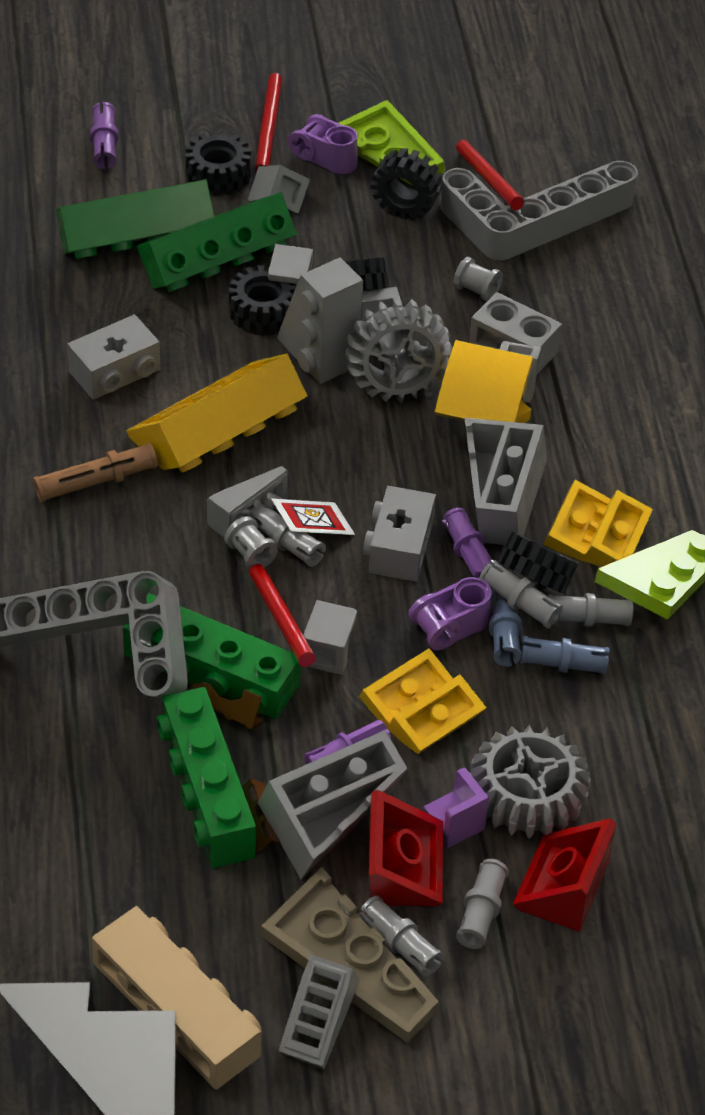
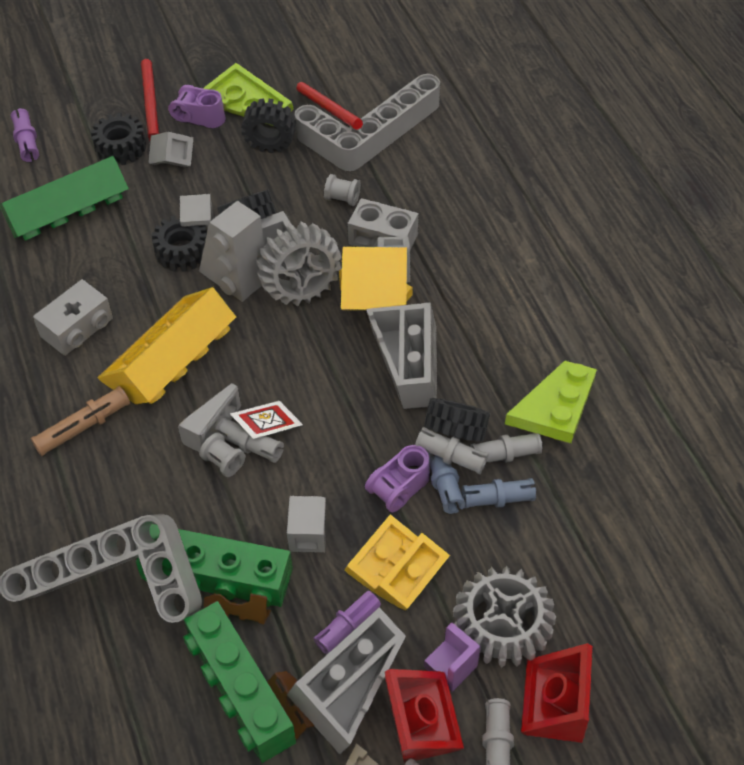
camera: 10 degrees left, 5 degrees up
(216, 241) = (132, 203): green brick -> none
(282, 615) = (264, 515): red bar -> none
(400, 533) = (339, 417): light grey brick -> none
(467, 541) = (395, 412): medium lavender axle -> none
(597, 527) = (491, 374): yellow slope -> none

